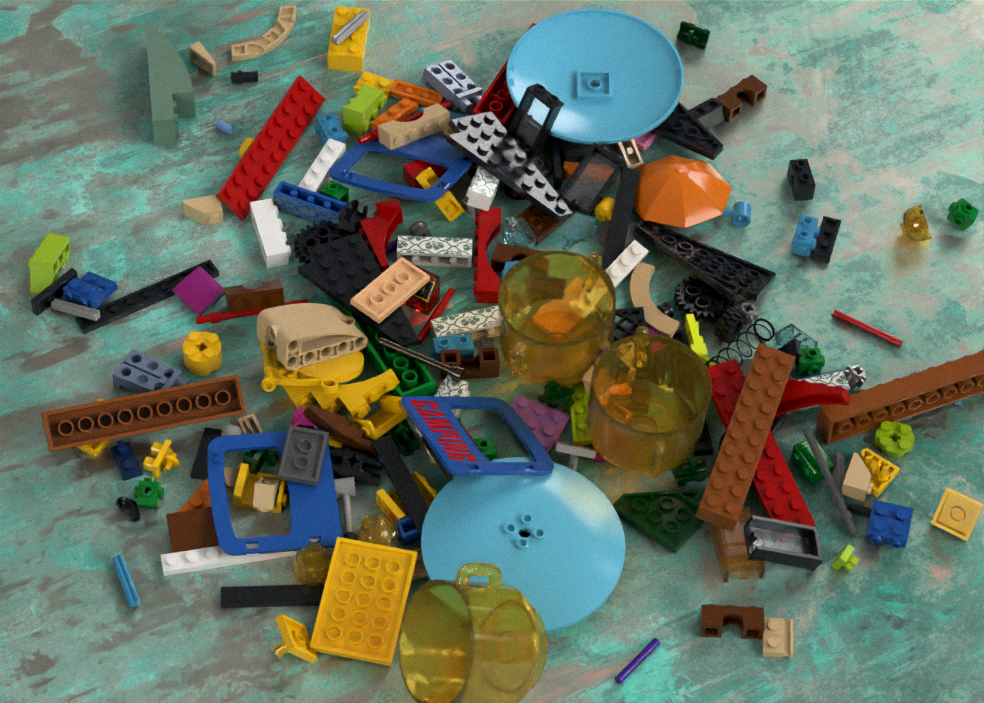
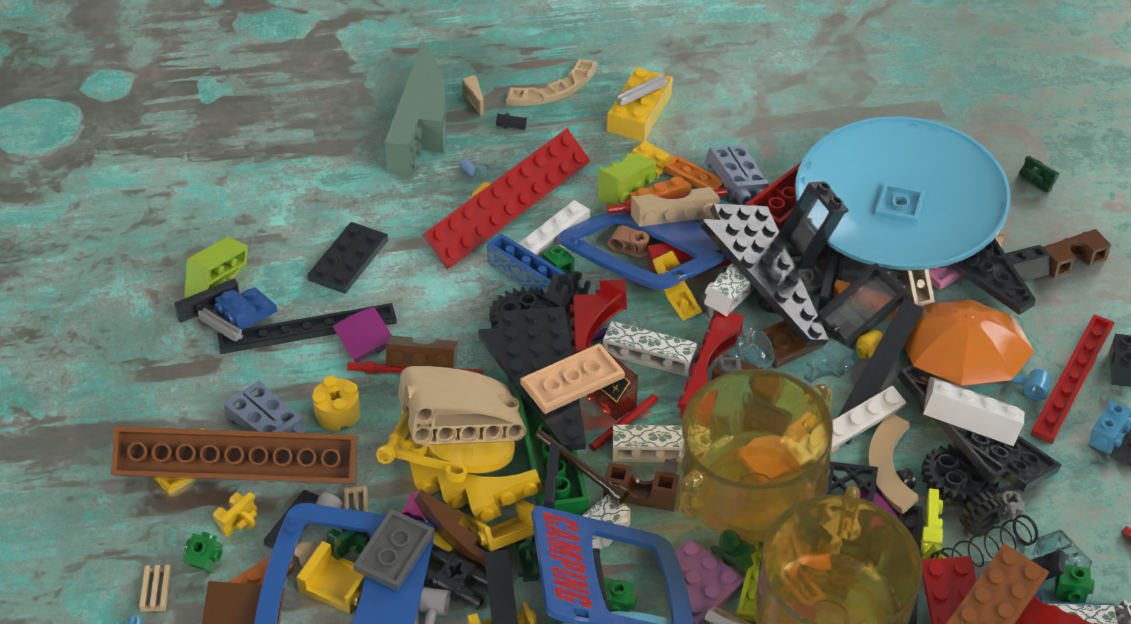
camera: 20 degrees right, 5 degrees down
(117, 518) = (157, 571): none -> tan tile
(126, 460) = (199, 506): dark blue plate -> none
(130, 507) = (174, 559): black arm -> none
(155, 228) = (347, 257): none -> black plate
(204, 209) = (408, 248): tan slope -> none
(266, 494) = (334, 584): tan slope -> none
(269, 233) = (469, 288): white brick -> none
(329, 127) = (582, 190): dark azure brick -> none
(384, 163) = (628, 240): none -> nougat piece
(403, 371) = (552, 476): none -> black tile
(420, 229) = (641, 319): dark grey wheel -> none
(462, 342) = (639, 459): dark azure brick -> none
(505, 251) = (729, 364): none -> flat silver tile
(701, 246) = (973, 411): none -> white slope
(766, 203) = (1072, 379): none -> red plate

